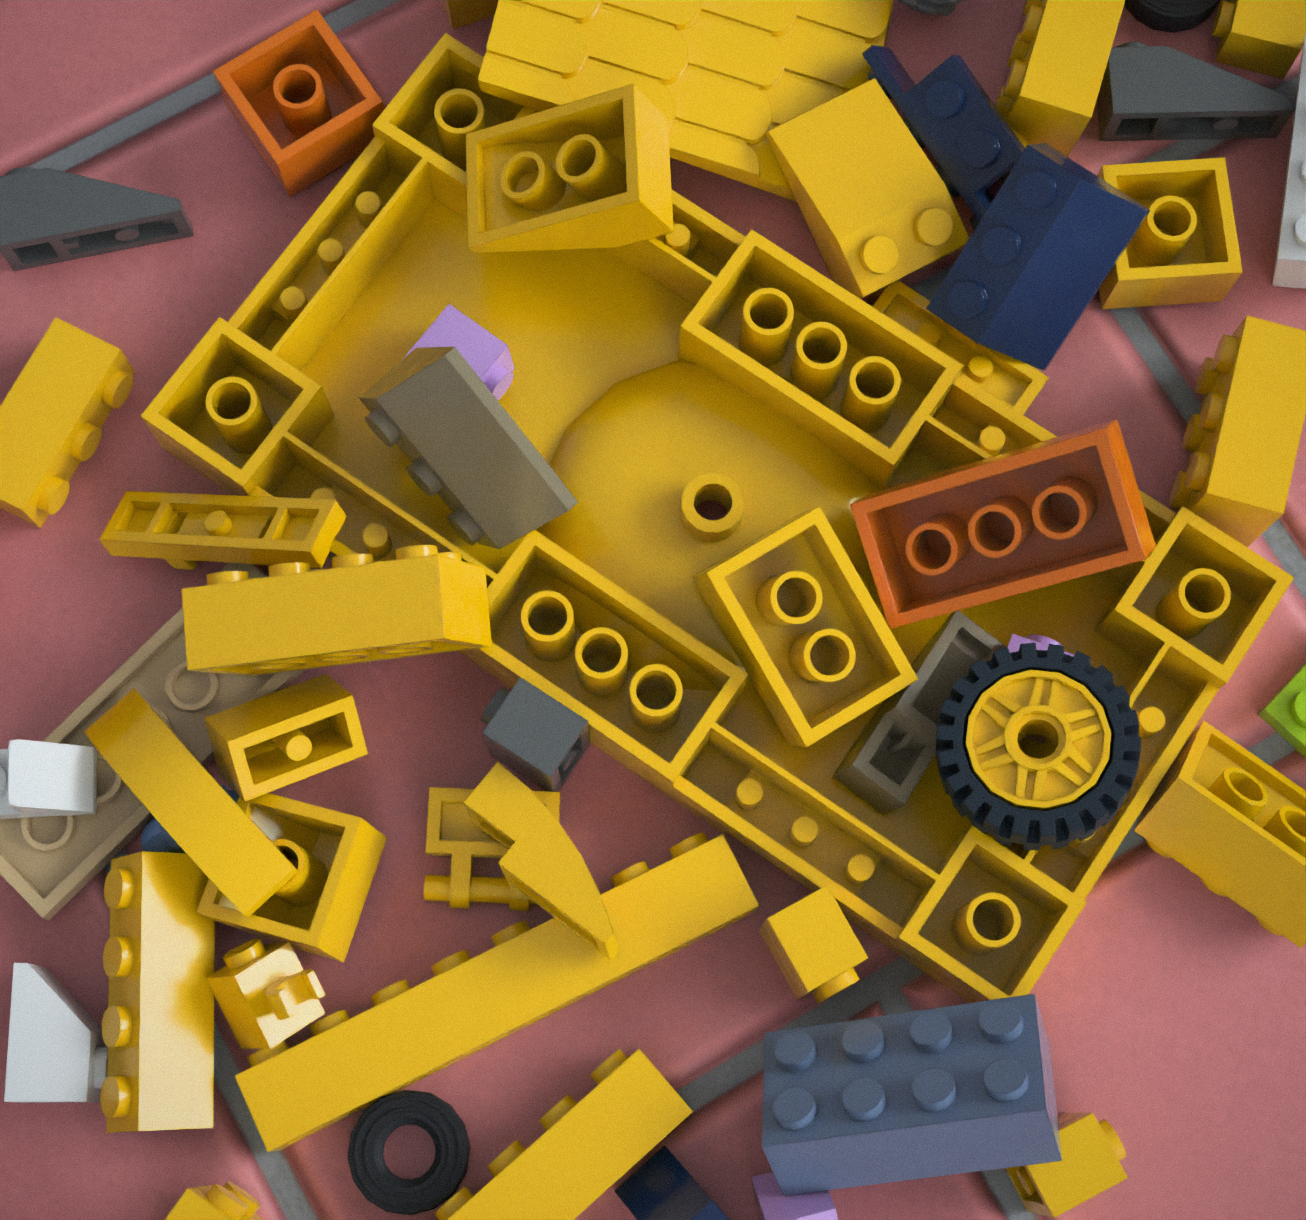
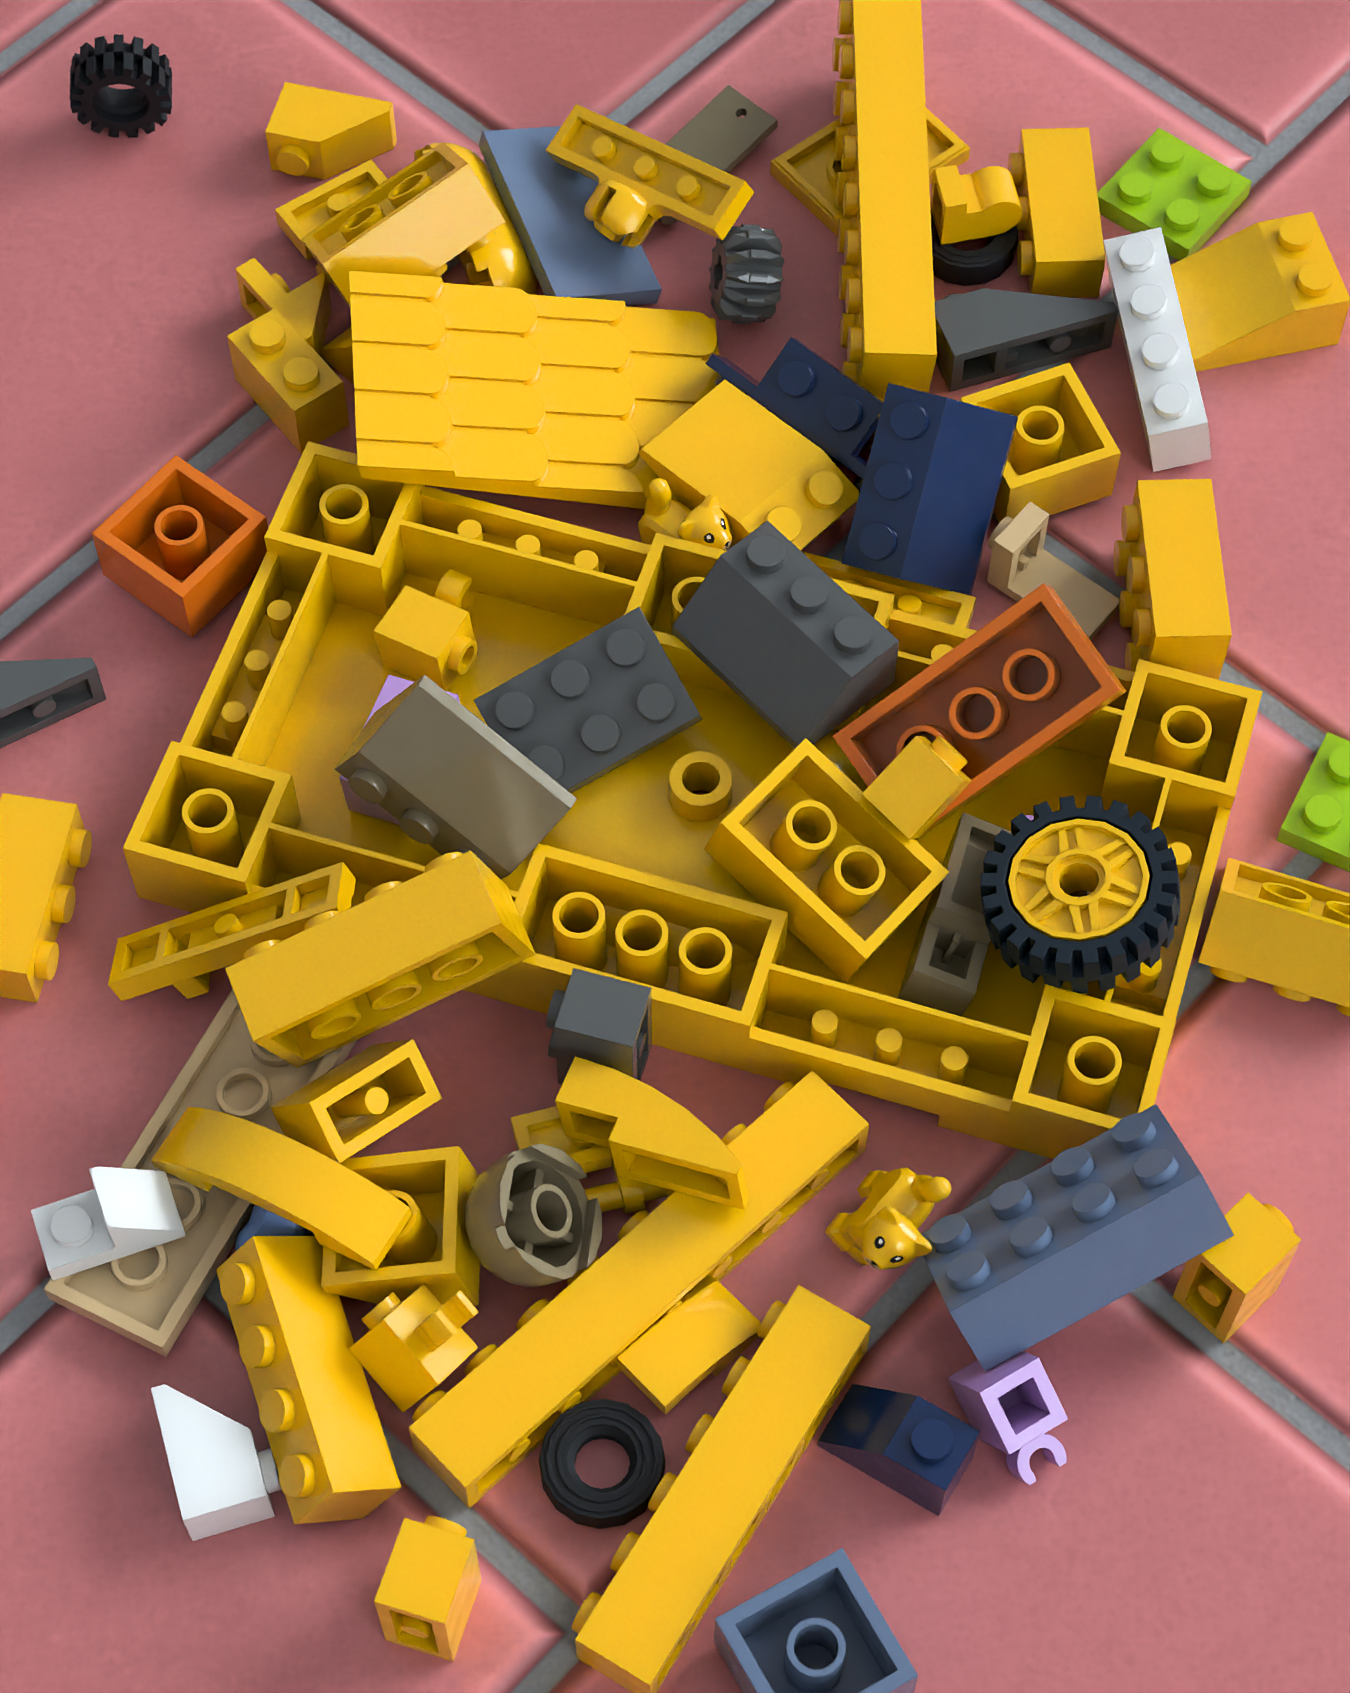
camera: 15 degrees left, 15 degrees down
(411, 909) = (533, 1217): none -> dark tan cylinder
(505, 281) = (429, 632): none -> yellow brick
(525, 1063) = (689, 1345): none -> yellow slope
(571, 176) = (472, 526): yellow slope -> none
(628, 395) = (592, 703): none -> dark grey plate
(746, 1006) = (888, 1221): none -> yellow animal
(781, 222) = (667, 516): none -> yellow animal
(814, 946) = (935, 1135): yellow brick -> none
(838, 388) = (787, 637): none -> dark grey slope
(914, 589) = (919, 785): none -> yellow brick
(1124, 378) = (1023, 565): none -> tan bracket

